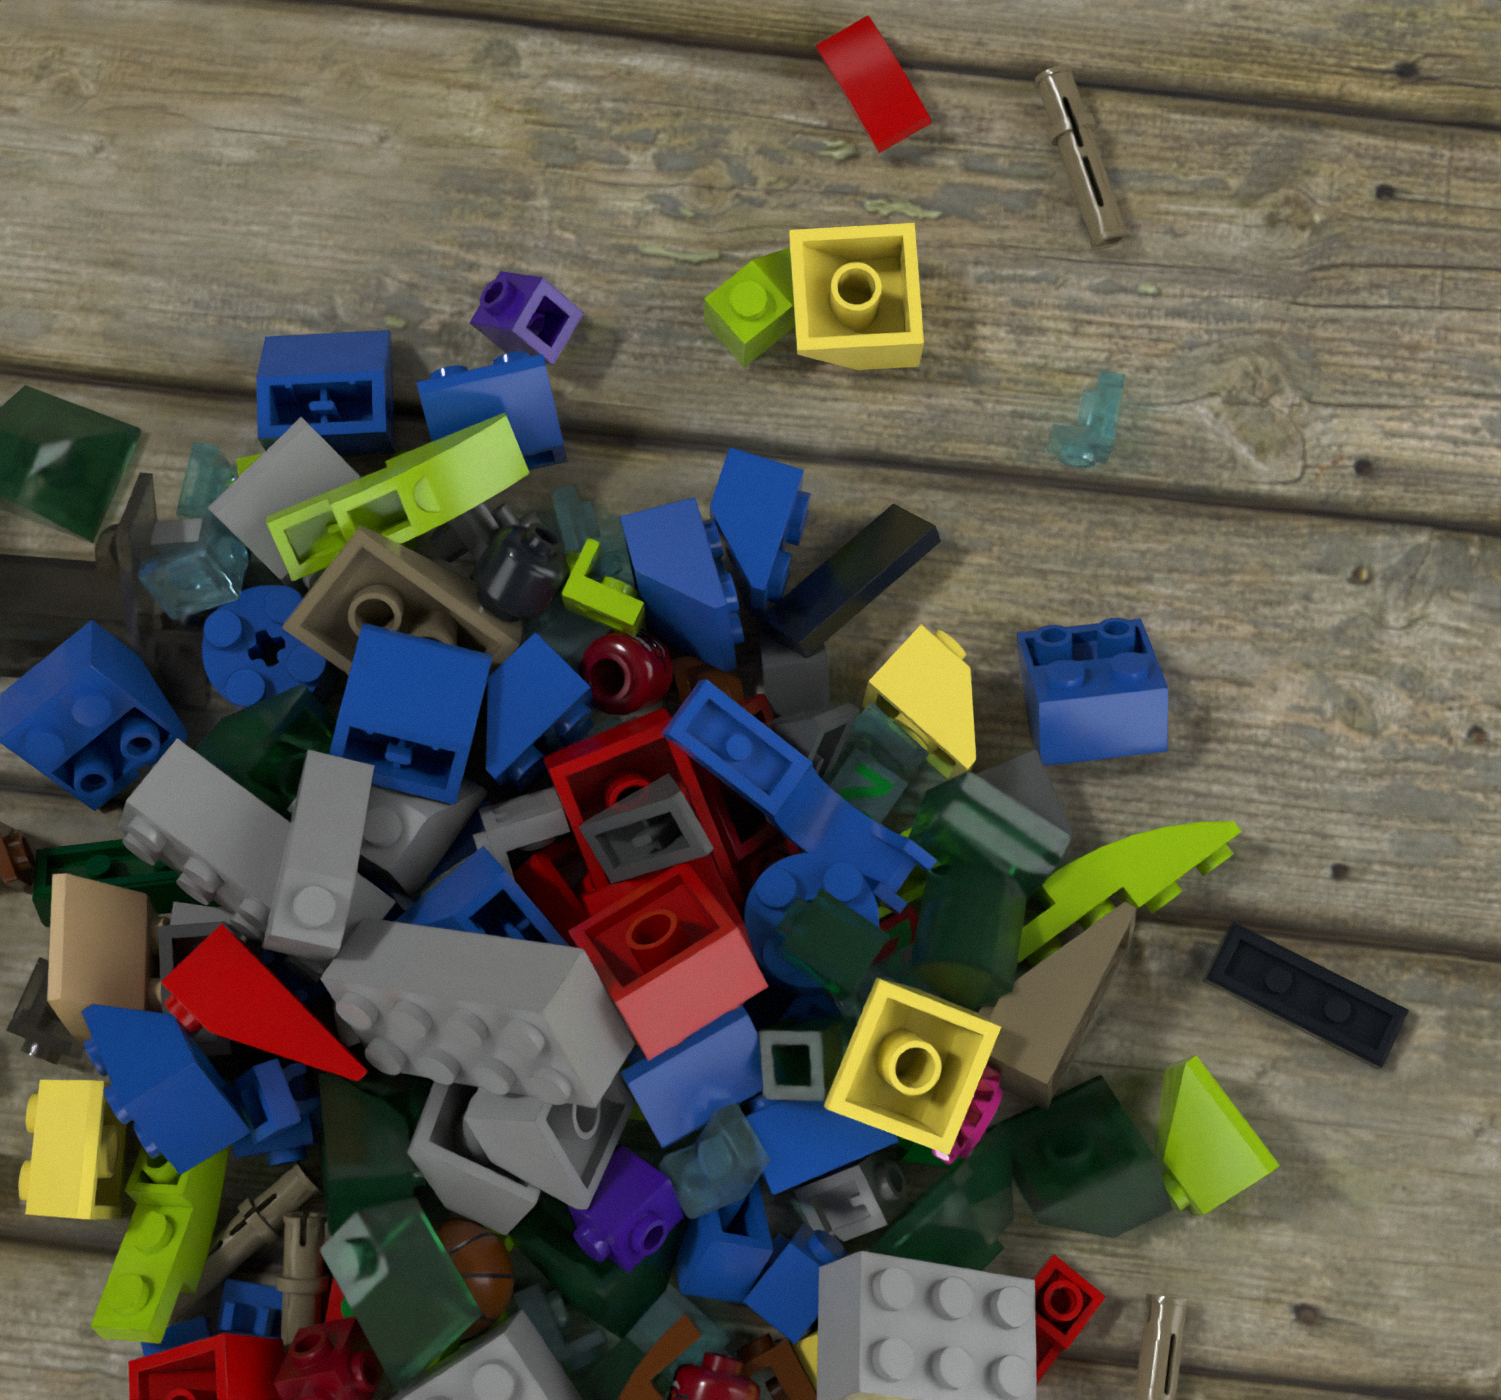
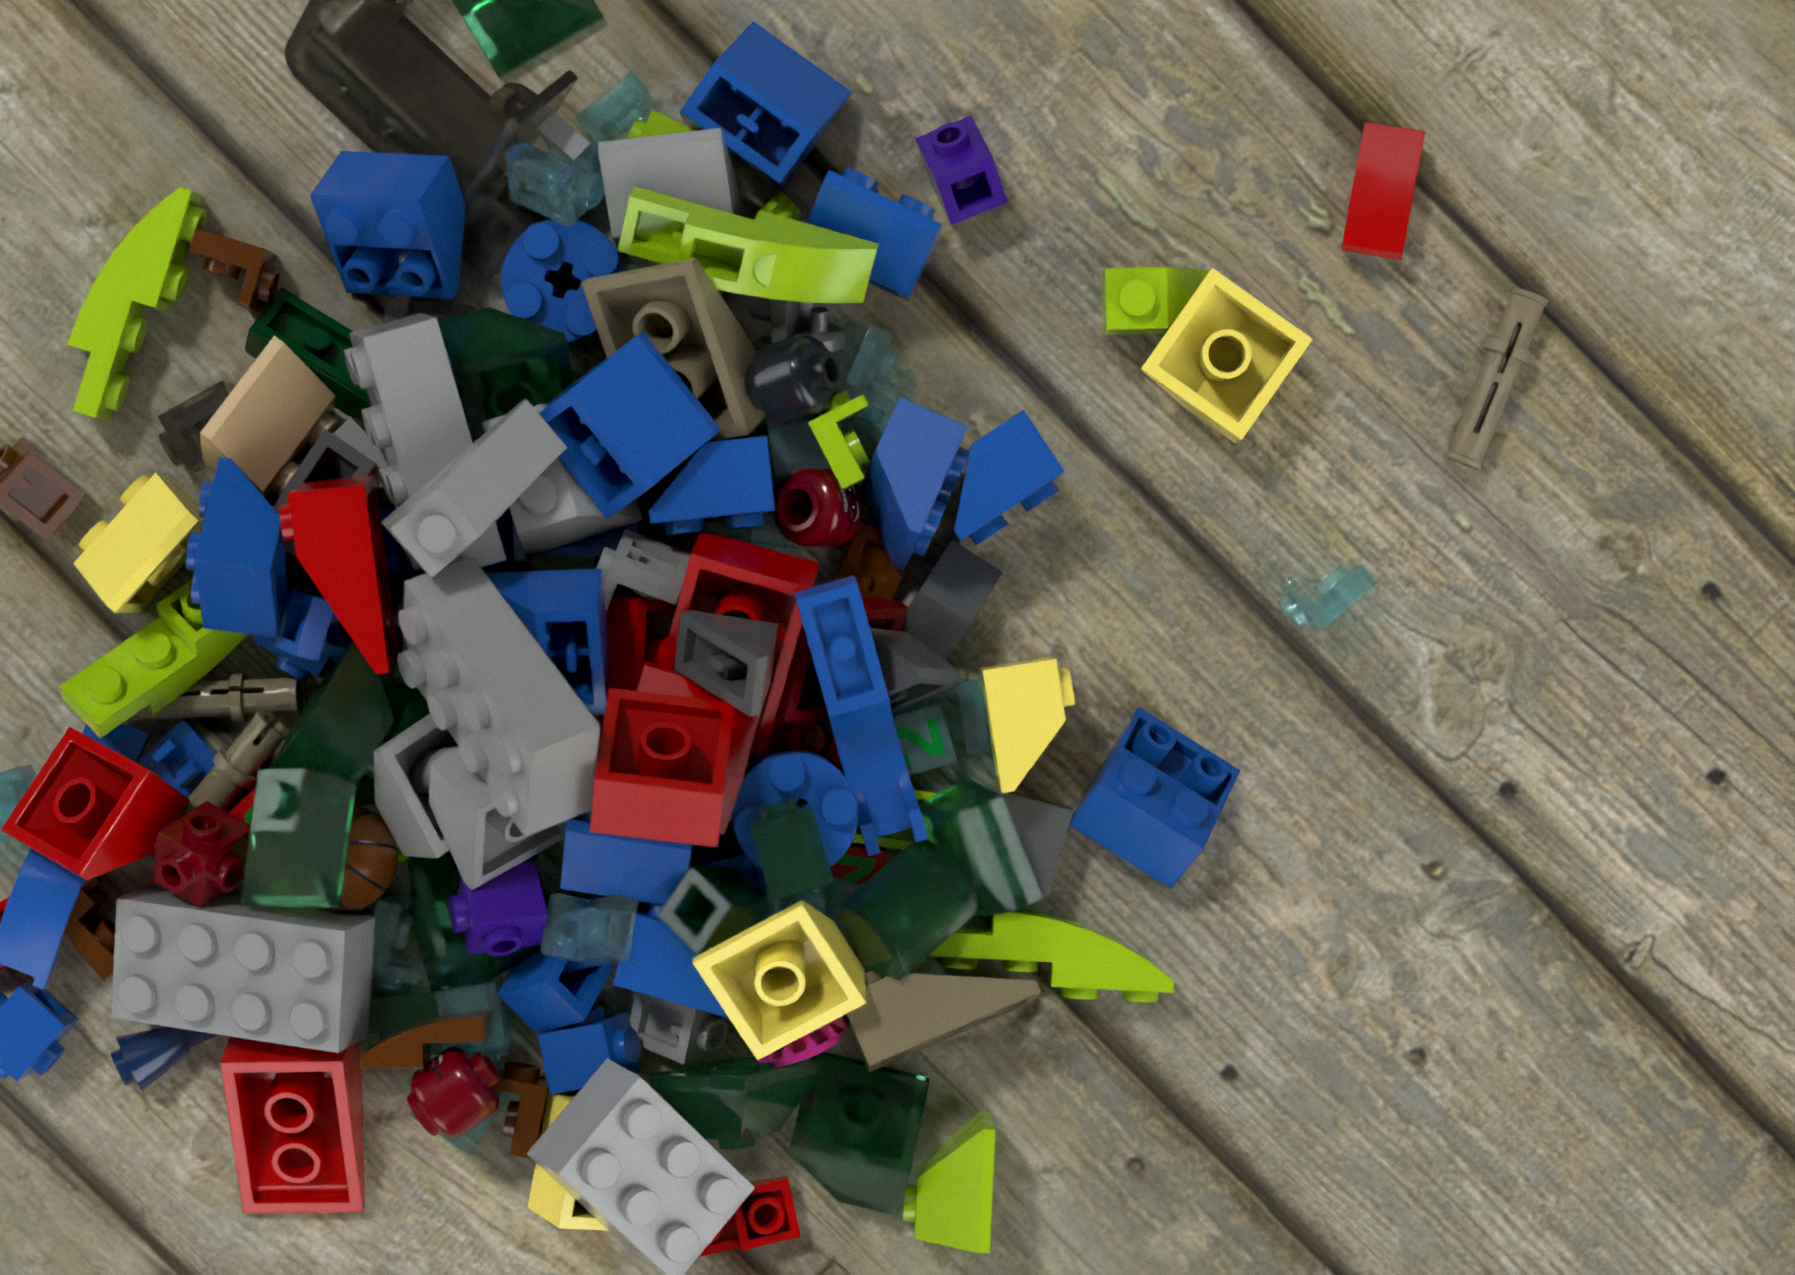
camera: 40 degrees right, 10 degrees up
(849, 580) = (1042, 571): black tile -> none
(1305, 995) = (1126, 1142): black tile -> none

